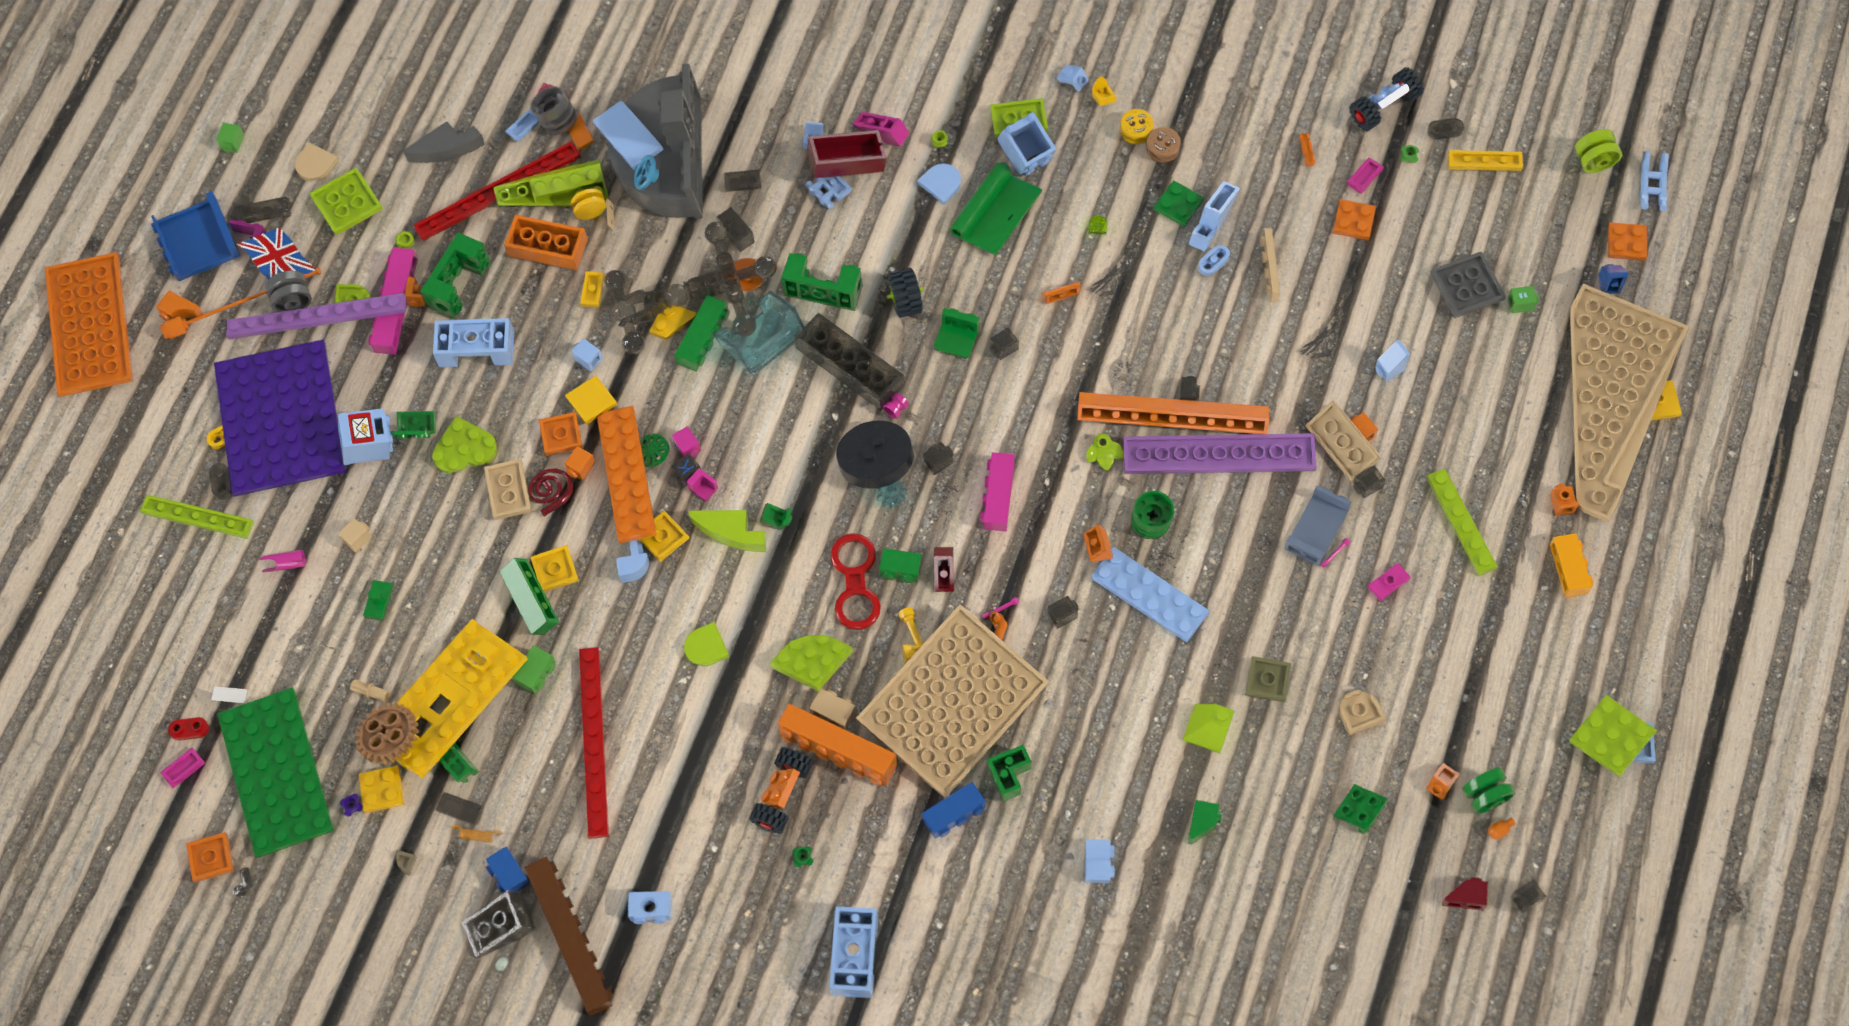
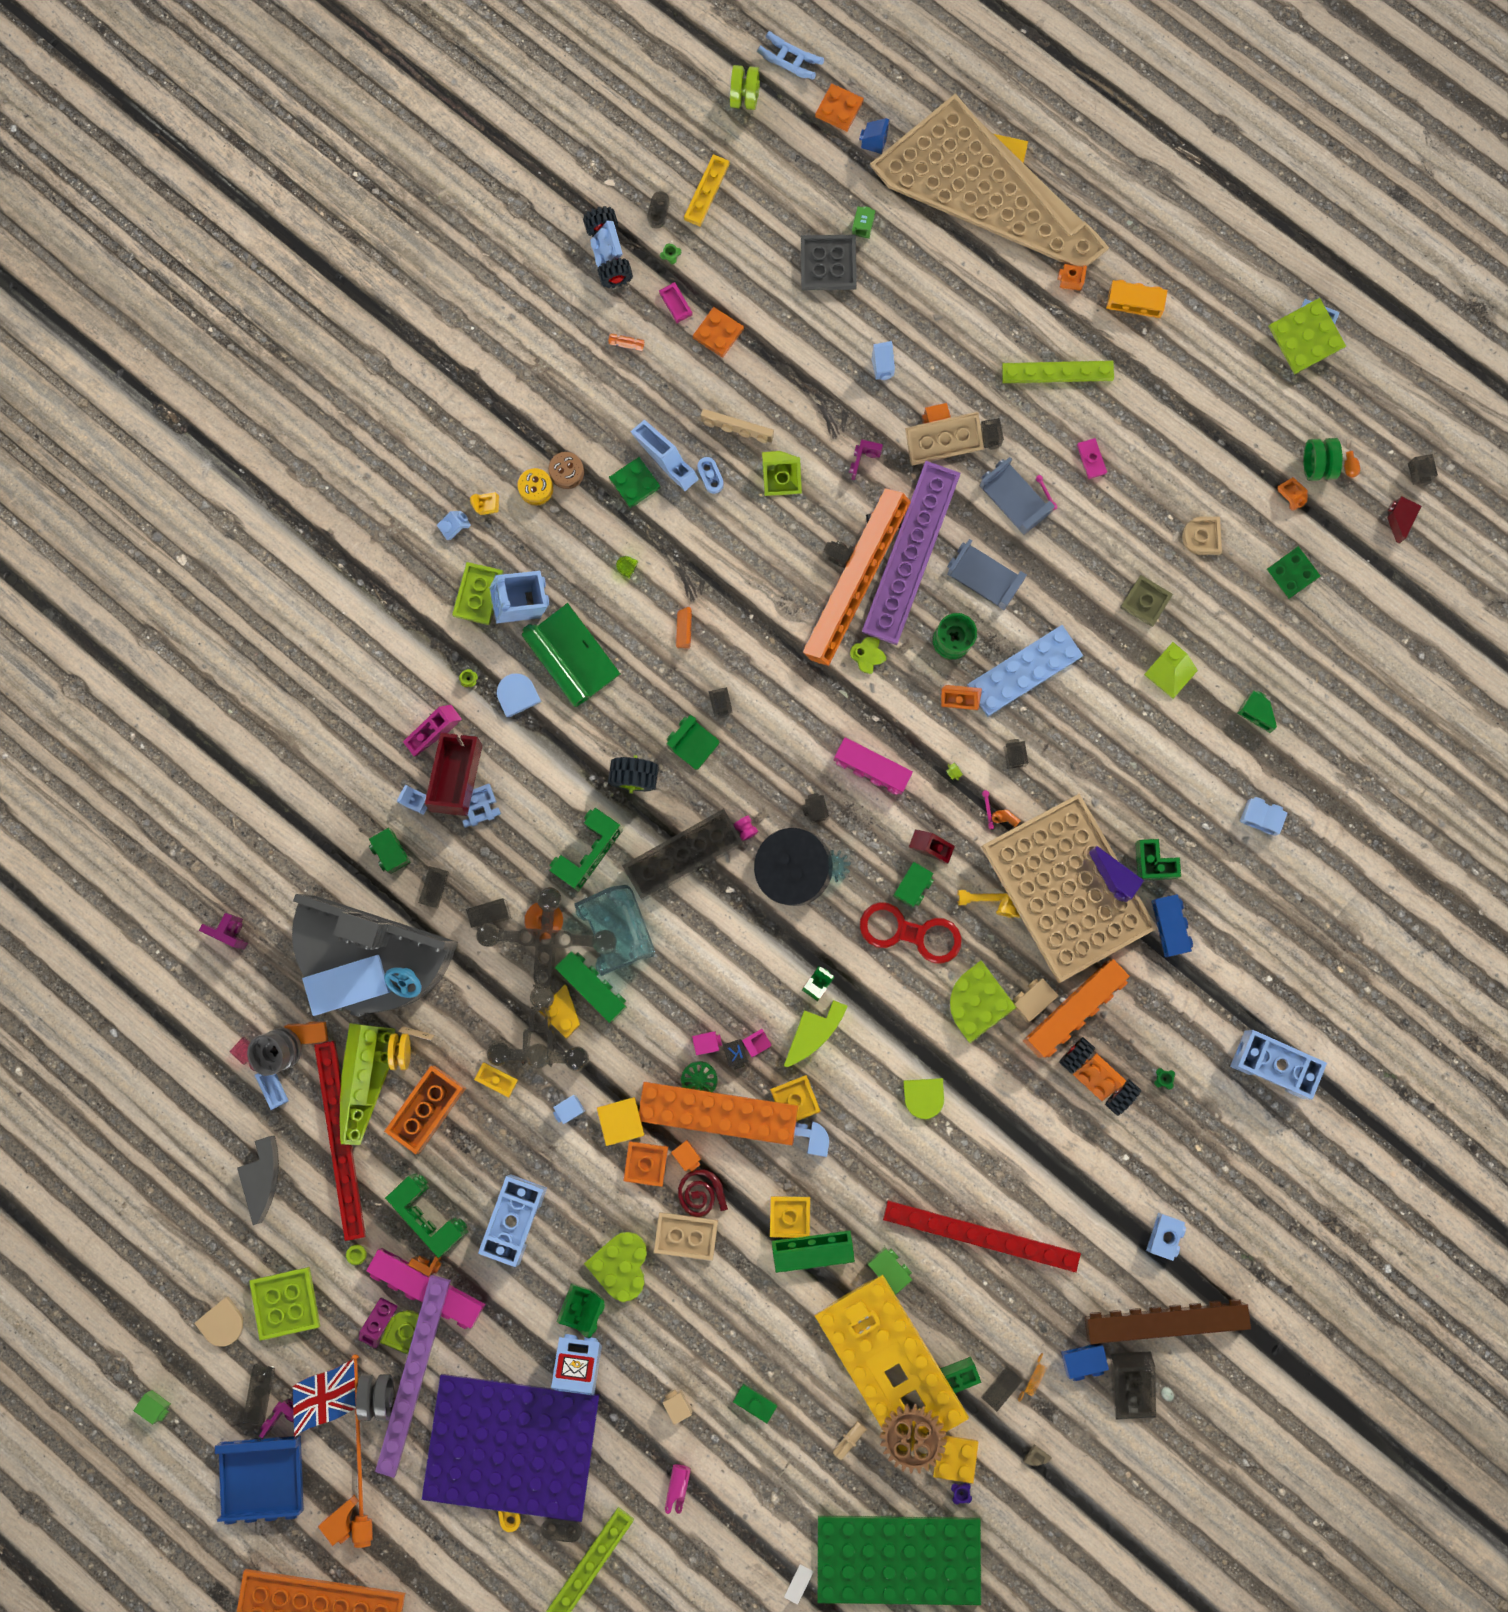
camera: 70 degrees left, 15 degrees up
(352, 273) = (377, 1322): none -> magenta bracket
(643, 39) = (226, 931): none -> magenta bracket
(760, 135) = (389, 851): none -> green brick
(977, 741) = (1117, 877): none -> dark purple slope
(1024, 564) = (954, 771): none -> lime plate
(1227, 525) = (985, 575): none -> sand blue panel
(1241, 315) = (781, 473): none -> lime slope
(1296, 374) = (868, 448): none -> magenta bracket

